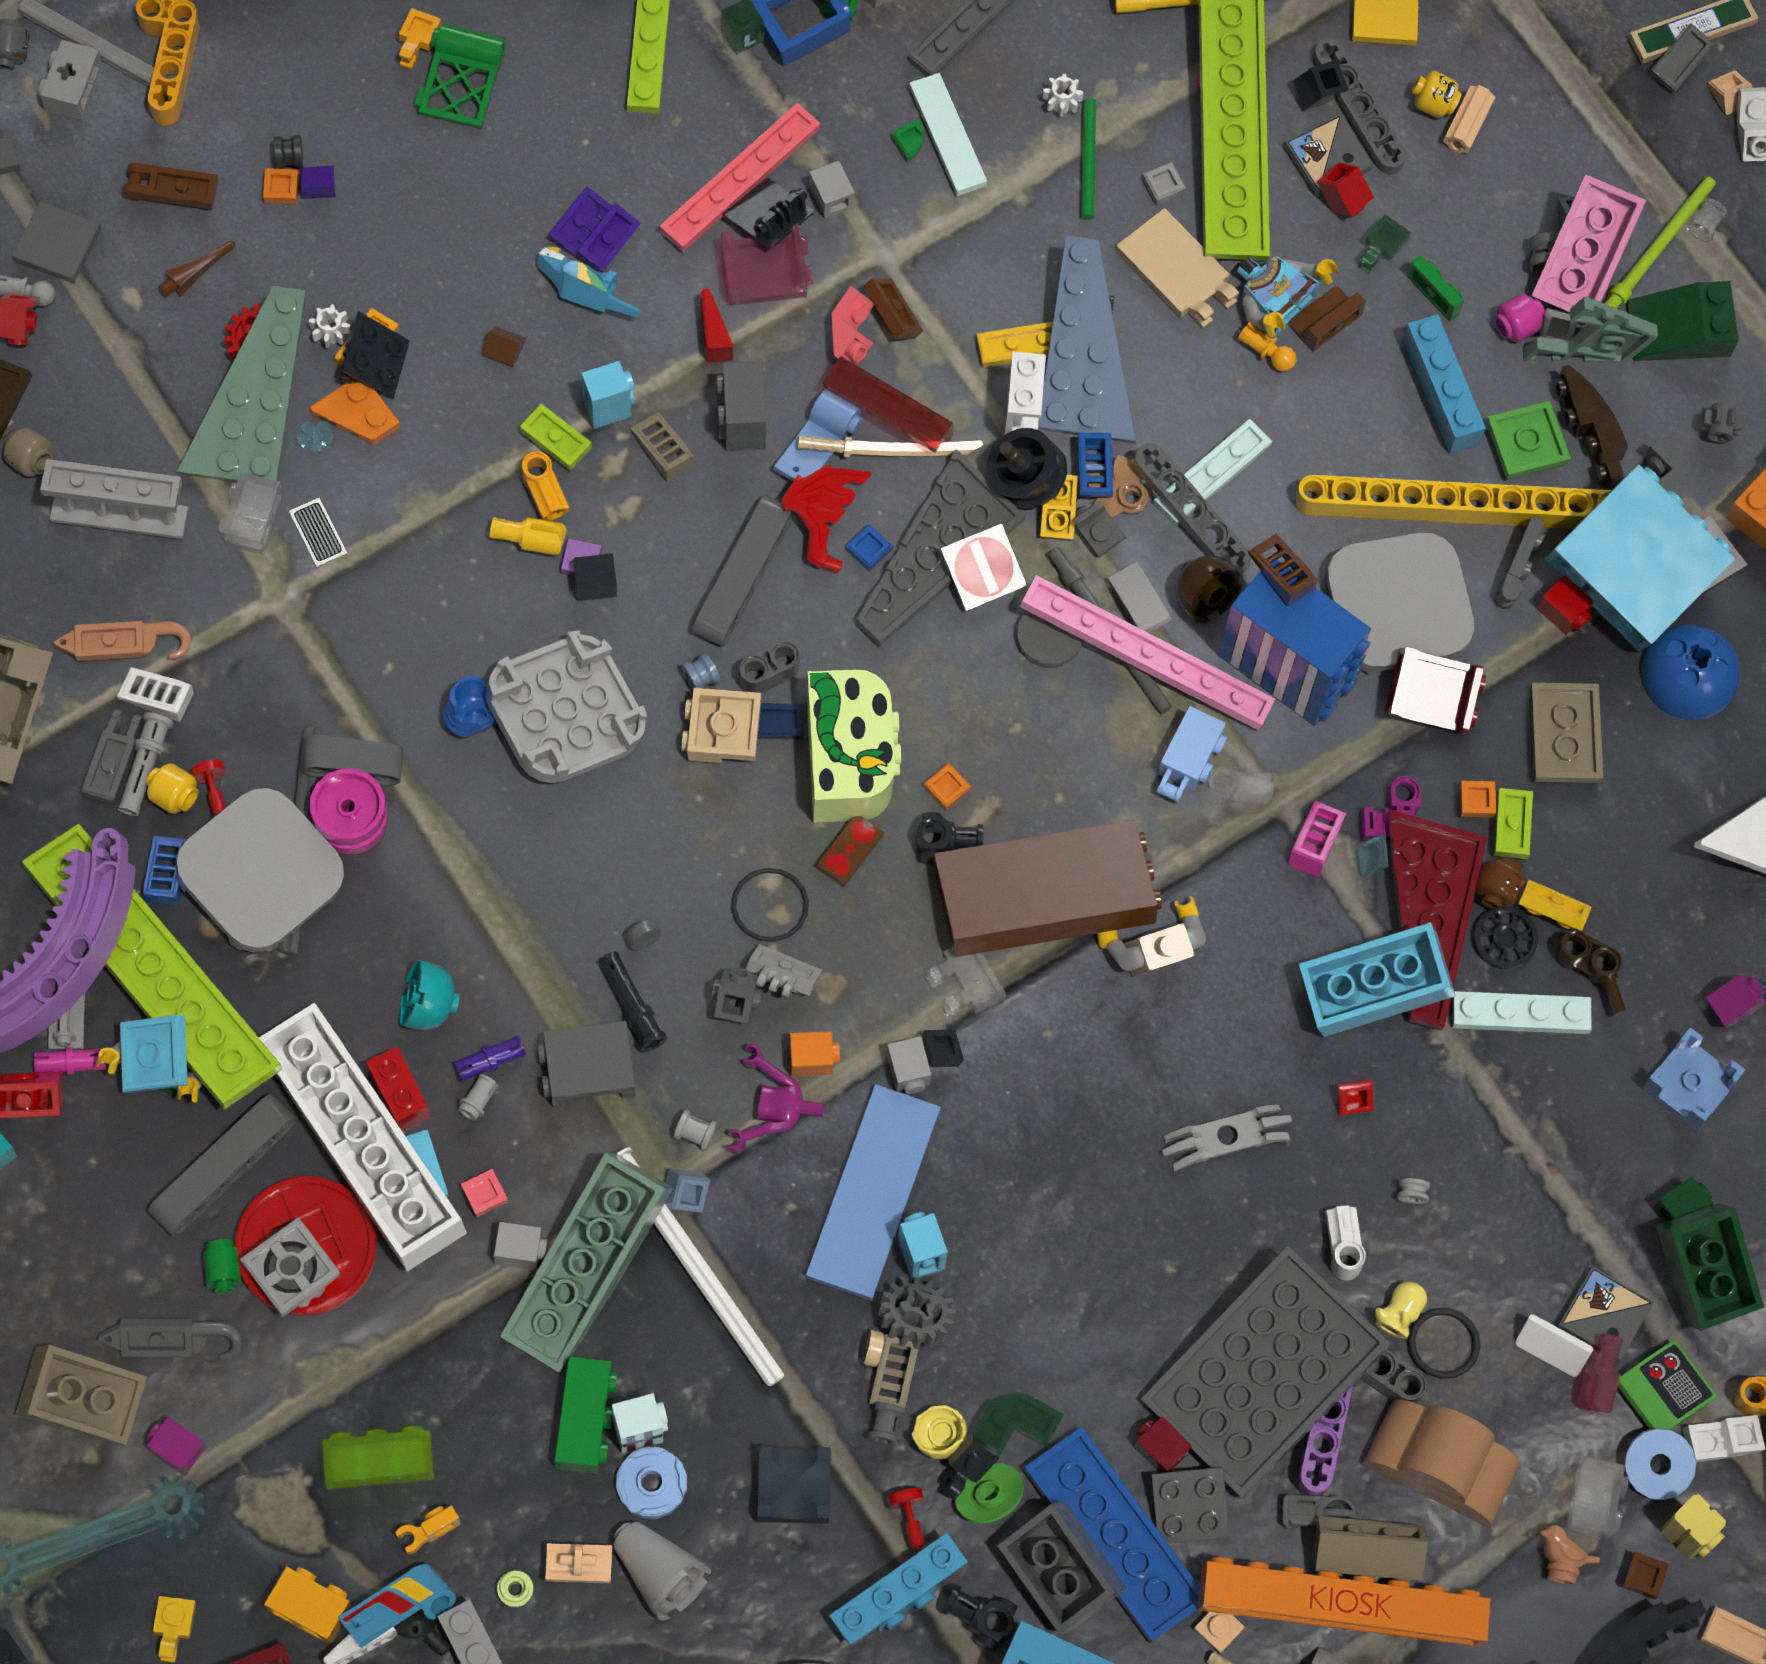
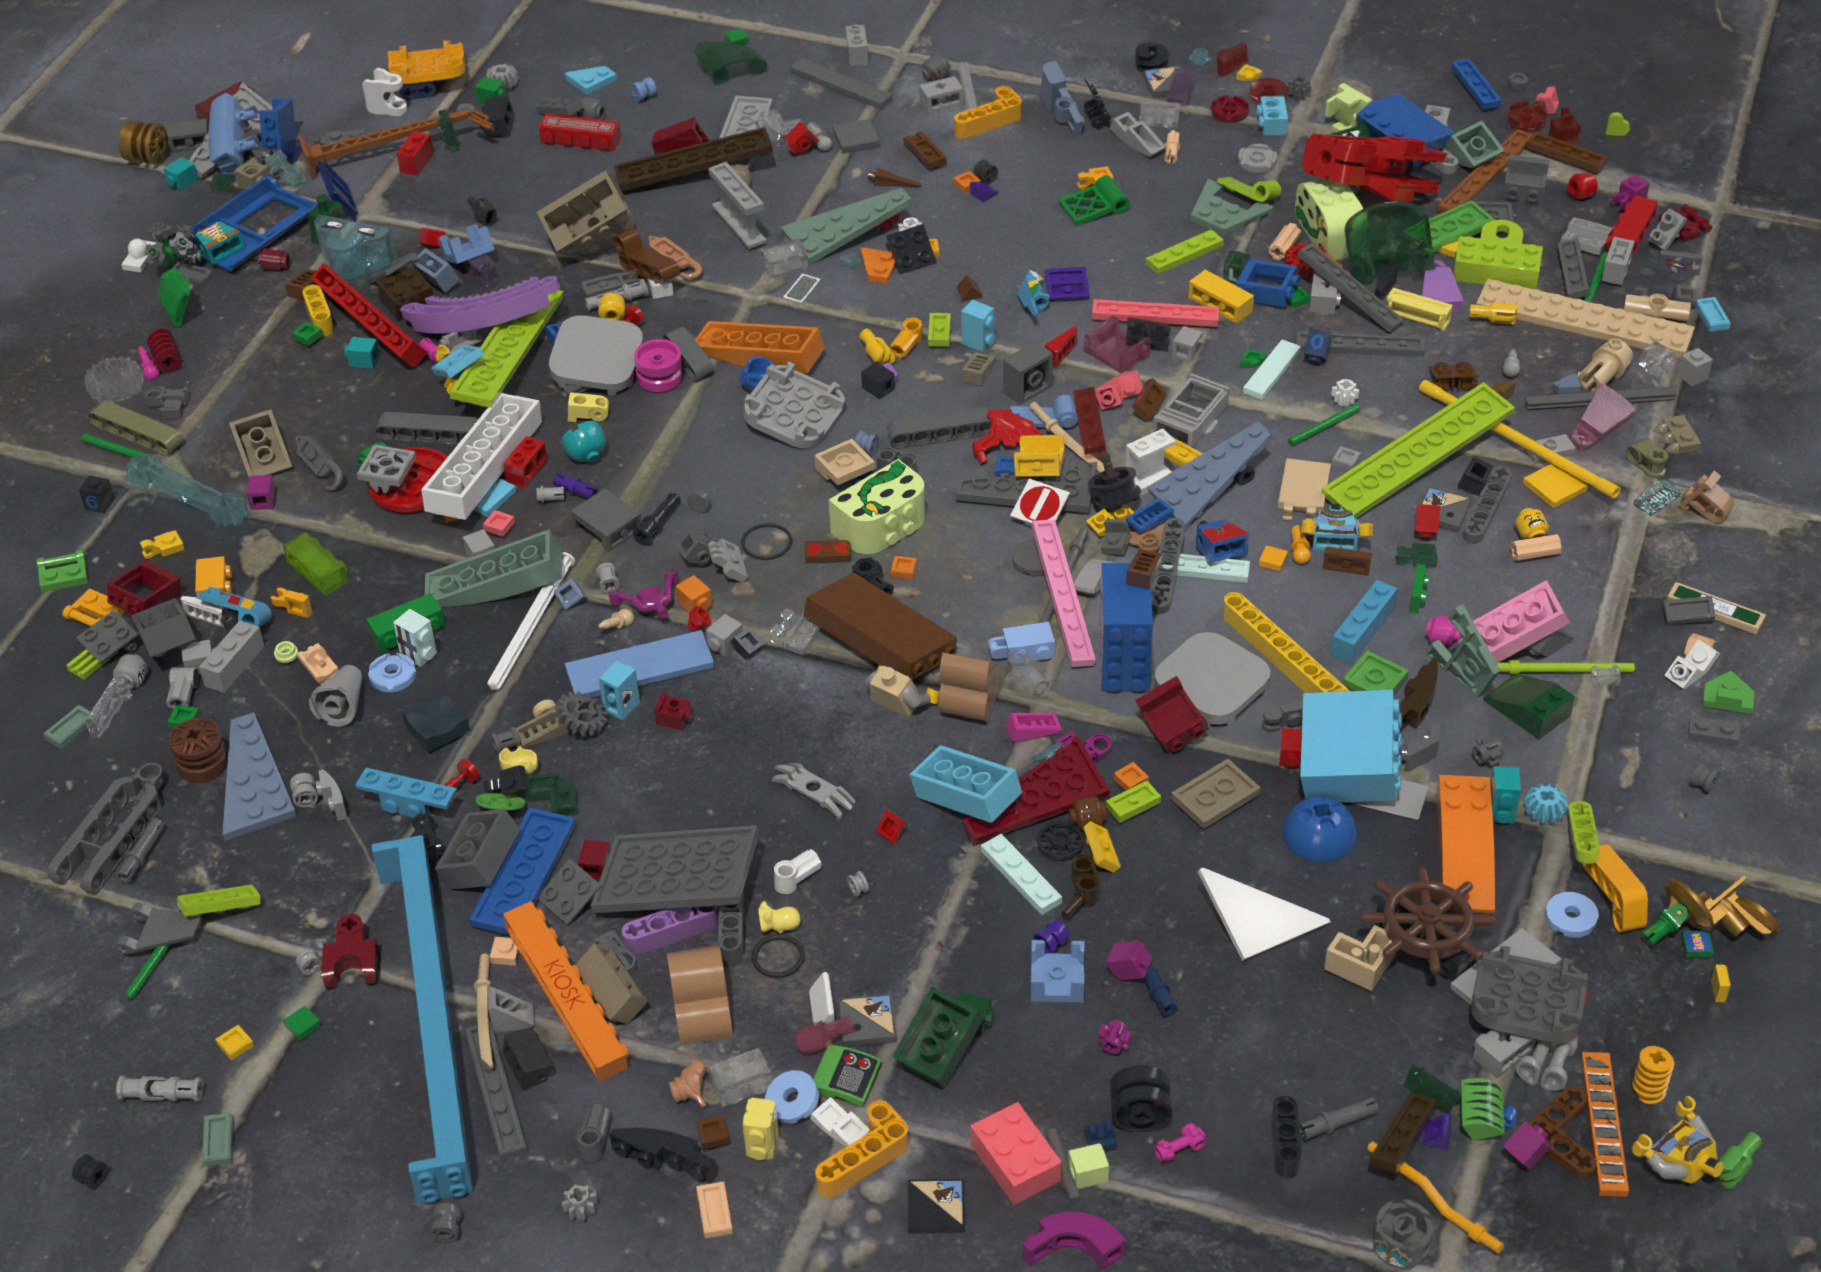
camera: 60 degrees right, 25 degrees down
(120, 686) = (643, 261): none -> reddish brown beam
(348, 948) = (587, 407): none -> light yellow leg
(407, 666) = (779, 343): none -> orange slope
(775, 1156) = (619, 619): none -> tan bar
(776, 83) = (1216, 292): none -> yellow brick
(853, 1075) = (699, 617): none -> red tile
(902, 506) = (1040, 455): none -> yellow panel
(963, 312) = (1193, 426): none -> light grey piece
(964, 57) = (1317, 345): none -> dark blue brick
(986, 1217) = (673, 712): none -> dark red brick
(1198, 425) = (1221, 540): none -> blue torso
(1222, 856) = (969, 686): none -> medium nougat brick
(1260, 390) = (1273, 558): none -> light orange tile
(1639, 1047) = (1053, 935): none -> dark purple wheel

